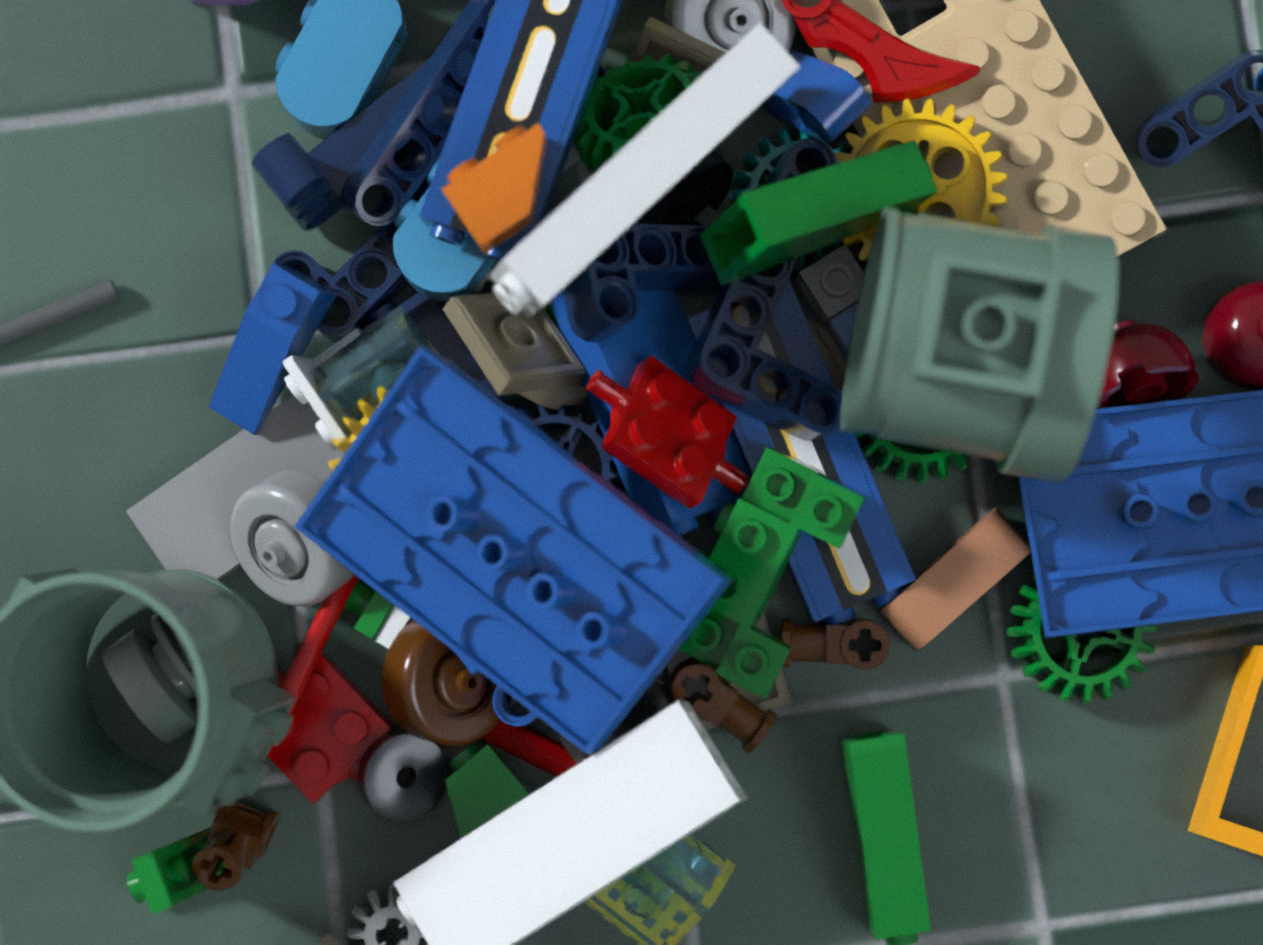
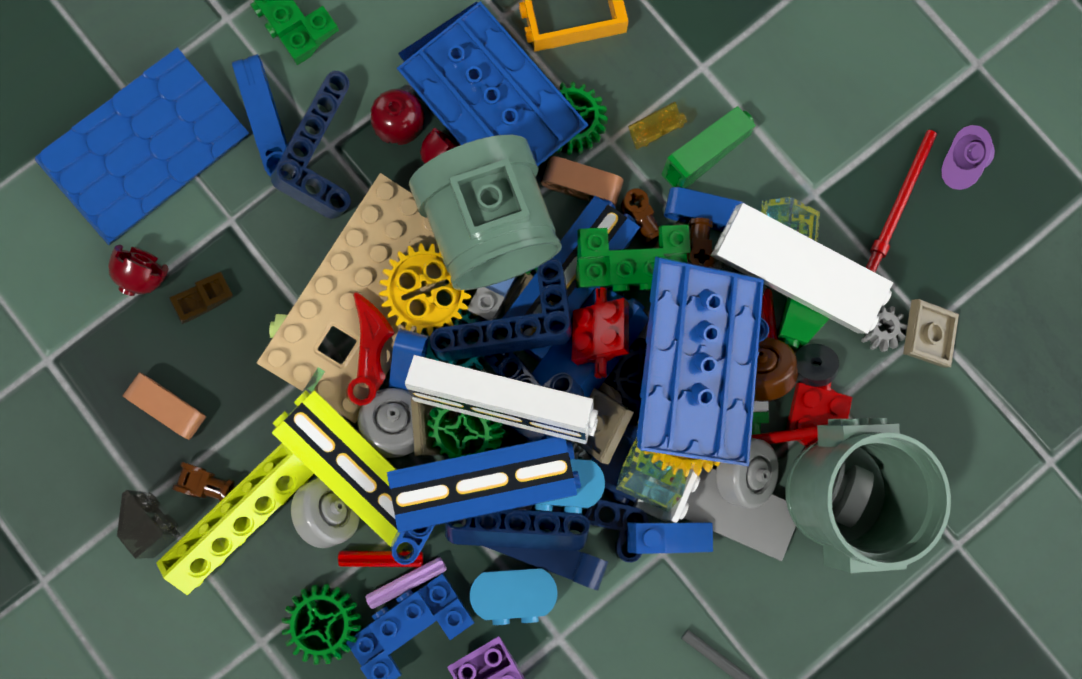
camera: 125 degrees left, 5 degrees down
(166, 874) = (927, 429): green piece -> none
(237, 839) = (898, 413): reddish brown connector -> none
(501, 191) = (546, 459): orange slope -> none
(786, 756) = (690, 204): none -> blue beam
(815, 210) = (467, 319): green slope -> none
(982, 777) = (656, 125): none -> clear yellow hinge

